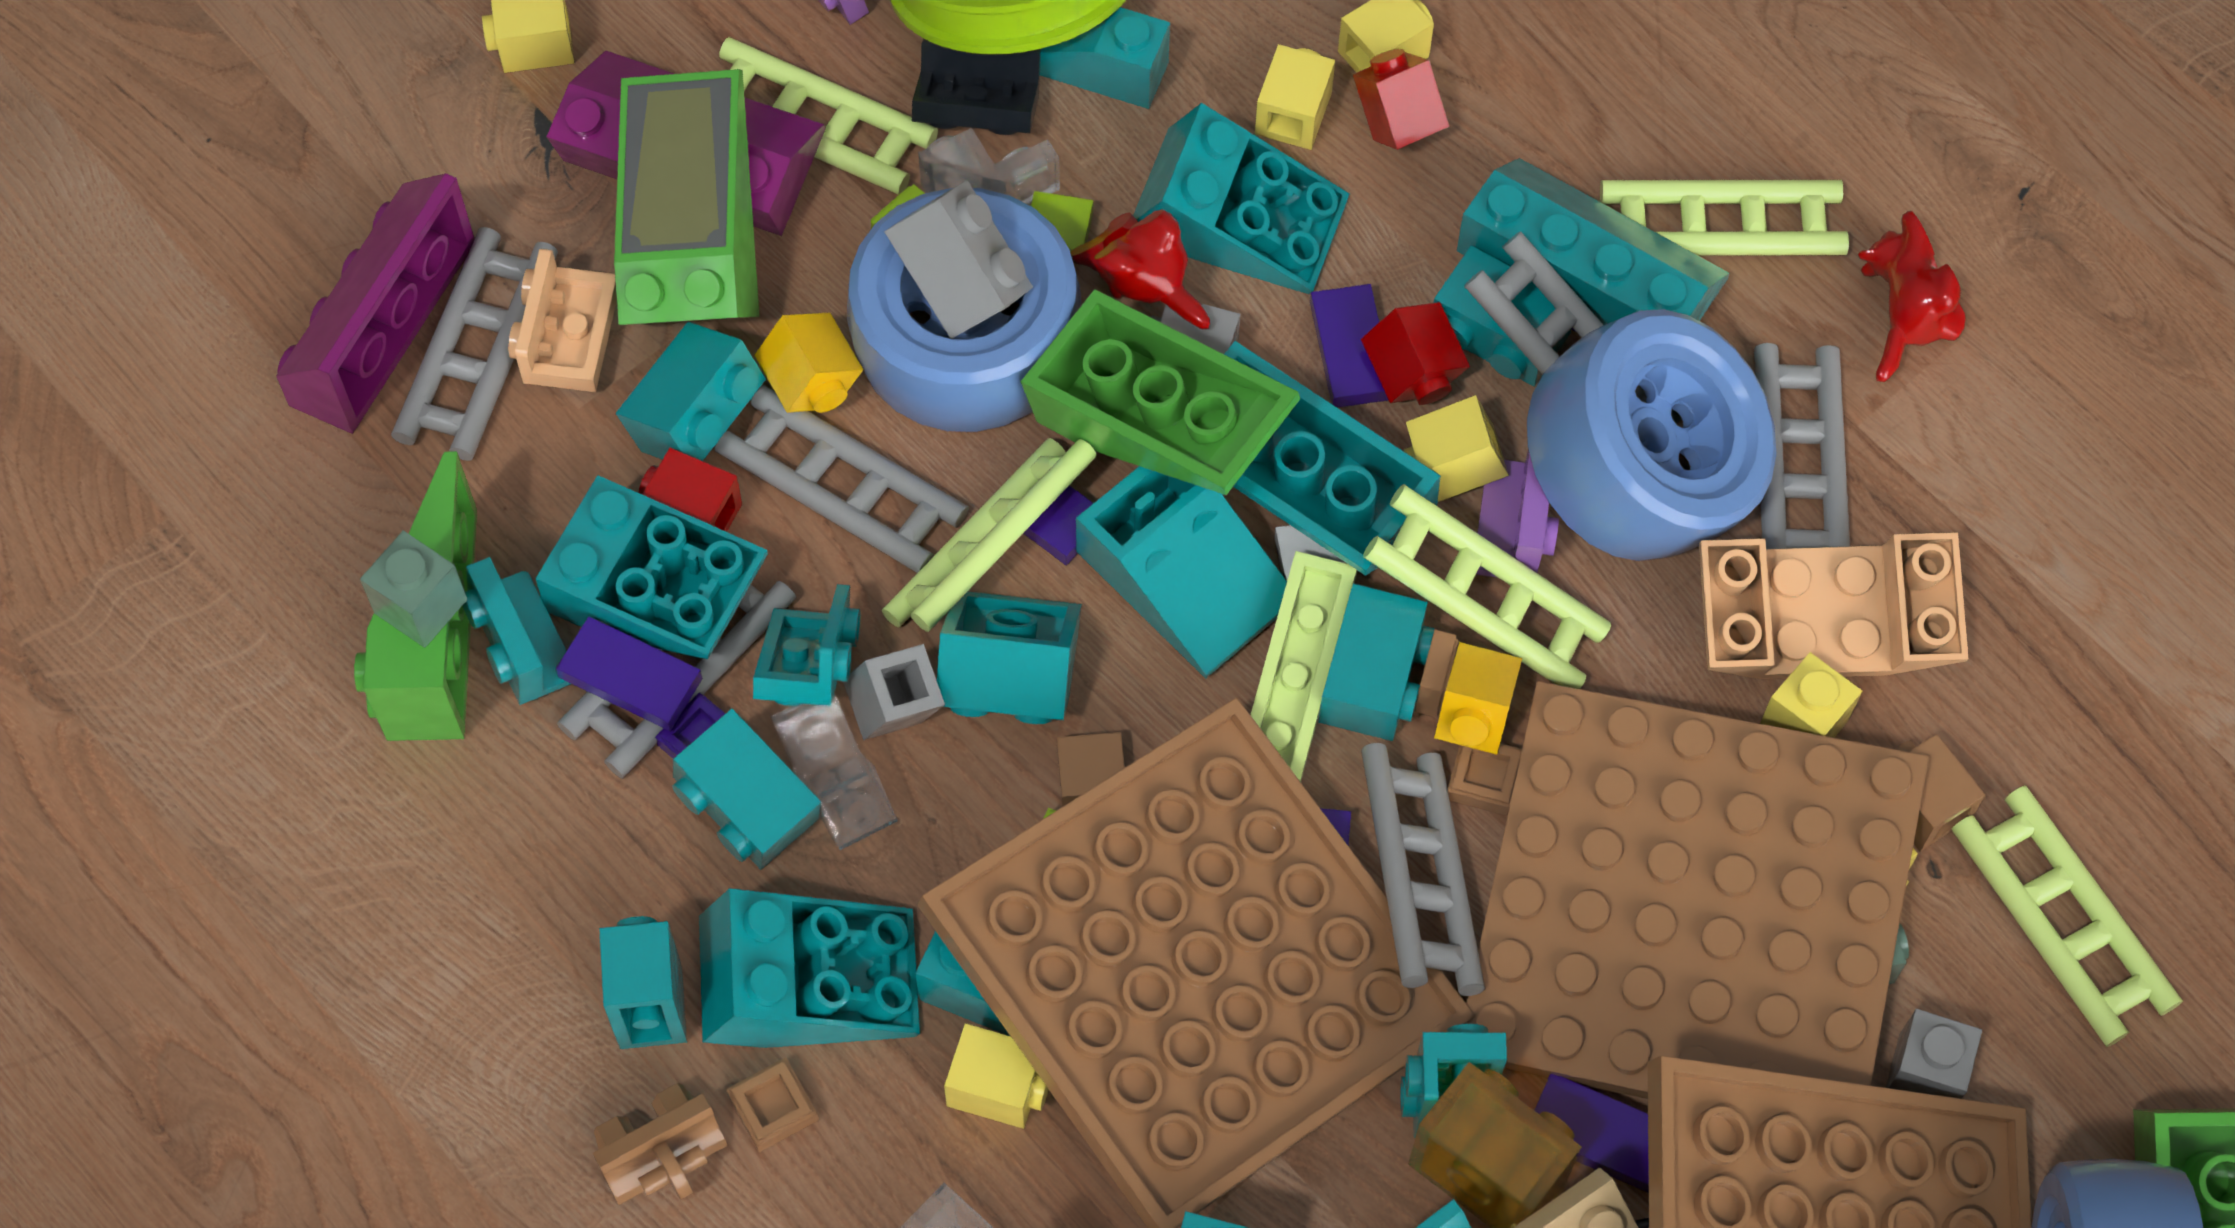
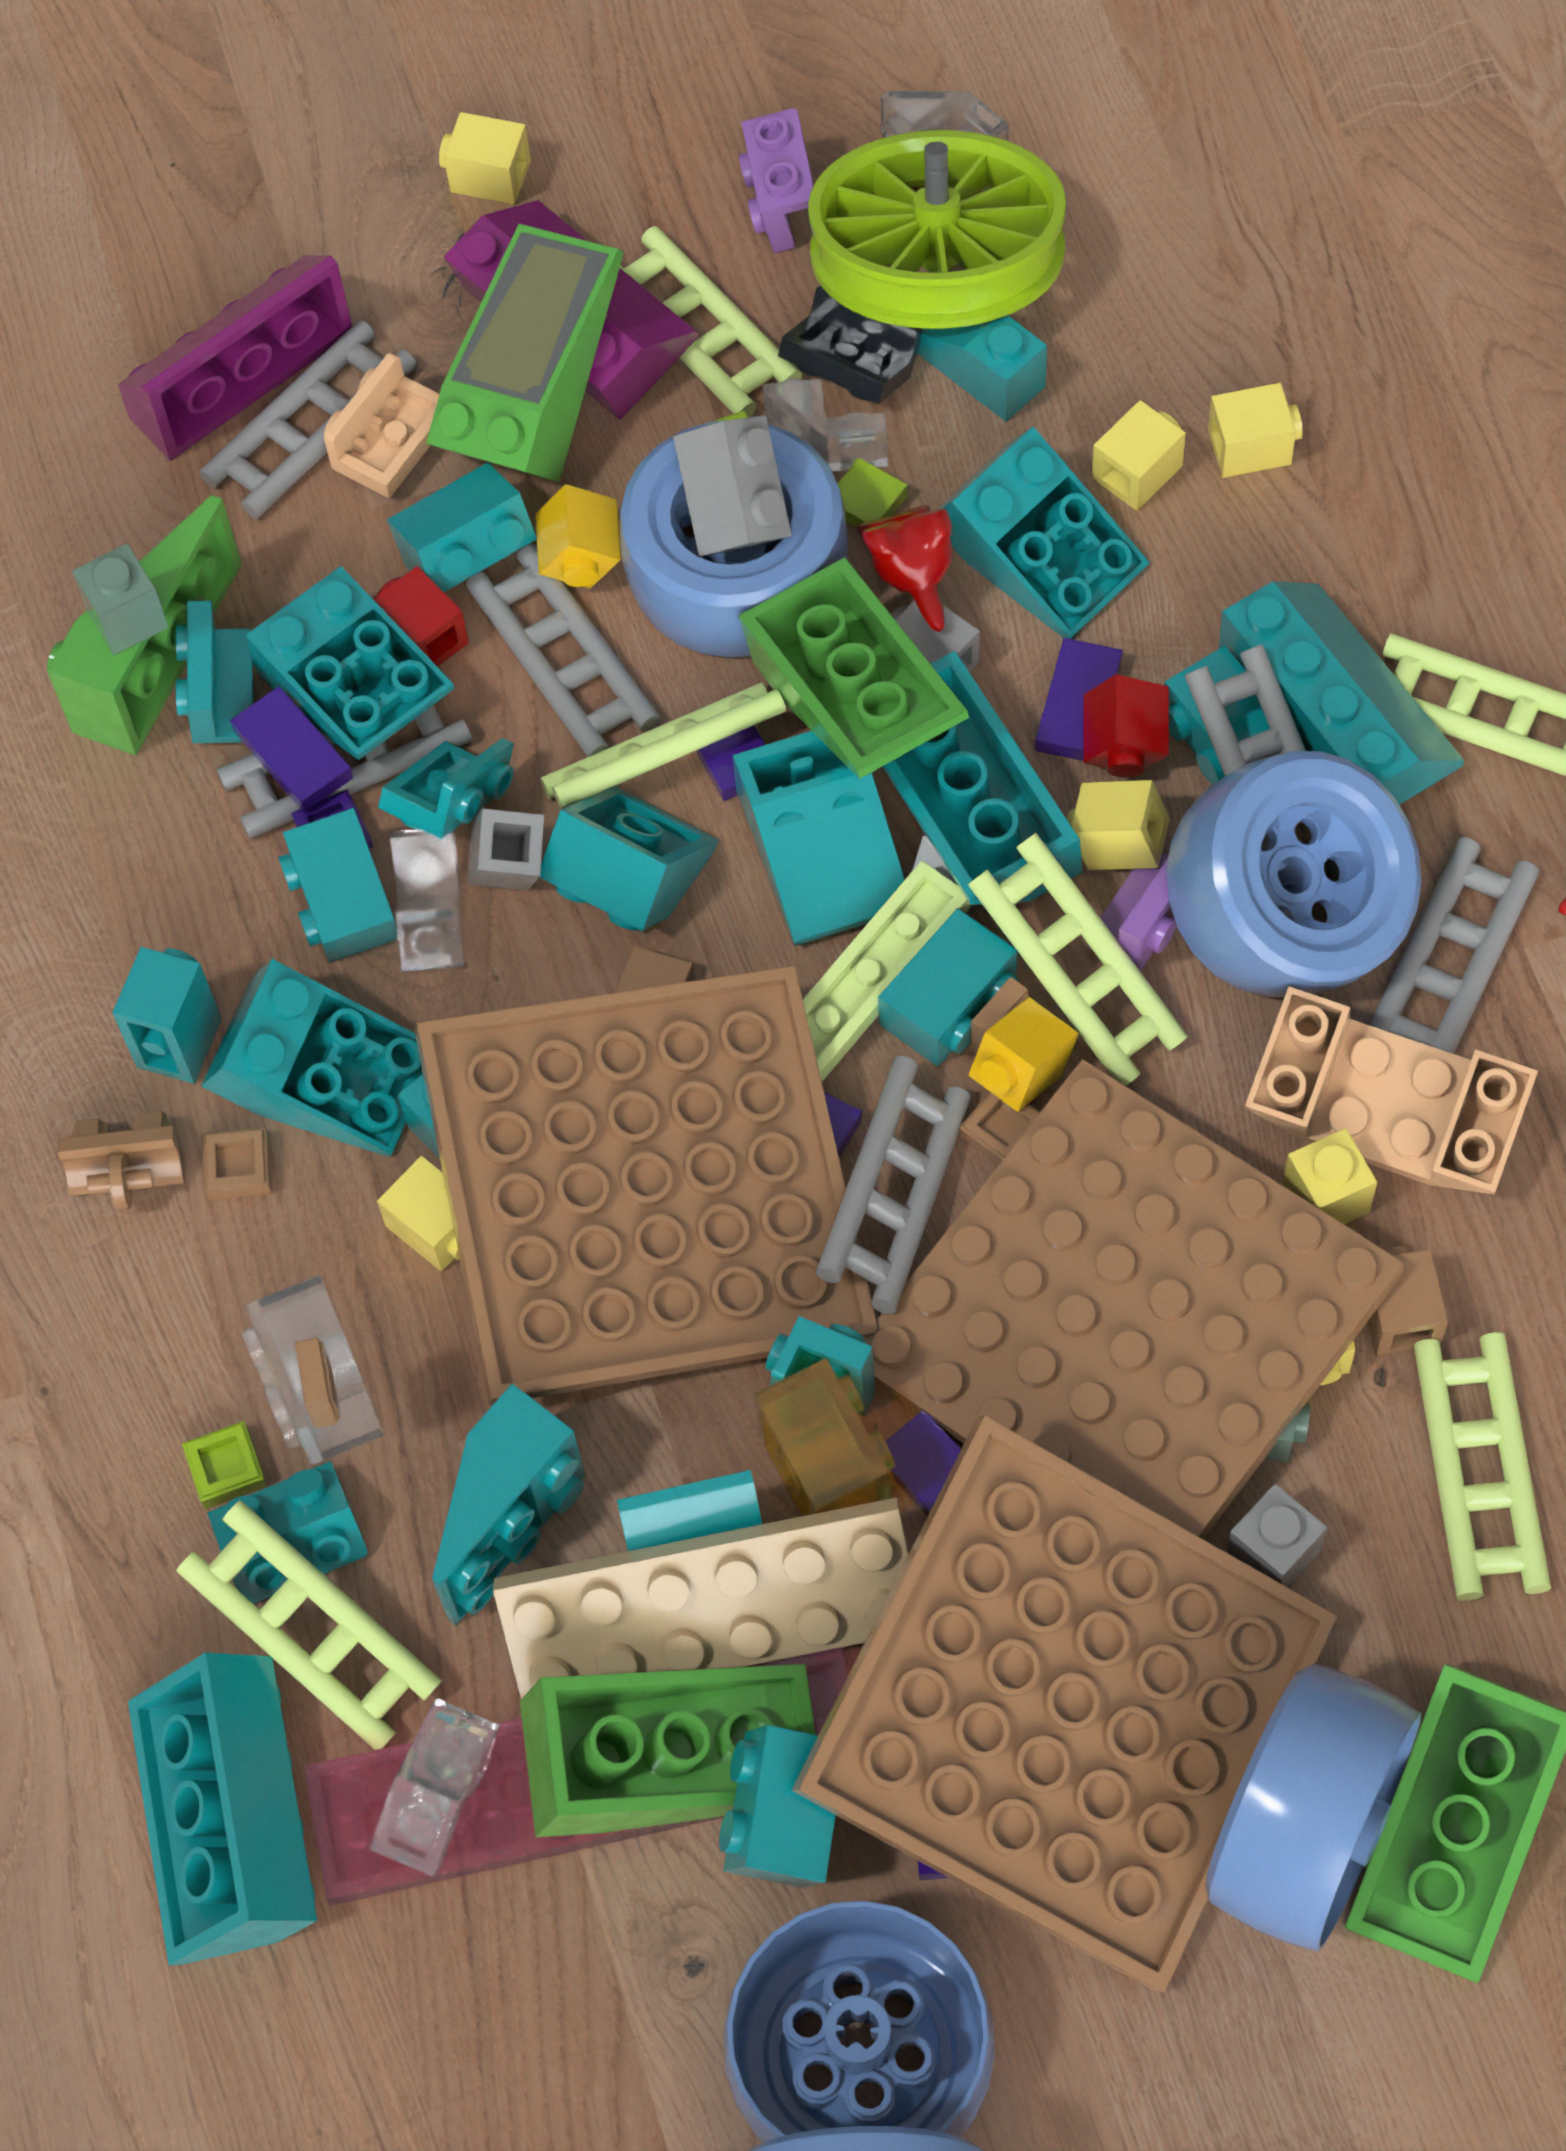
camera: 30 degrees right, 0 degrees up
(1400, 98) = (1231, 489): brick -> none

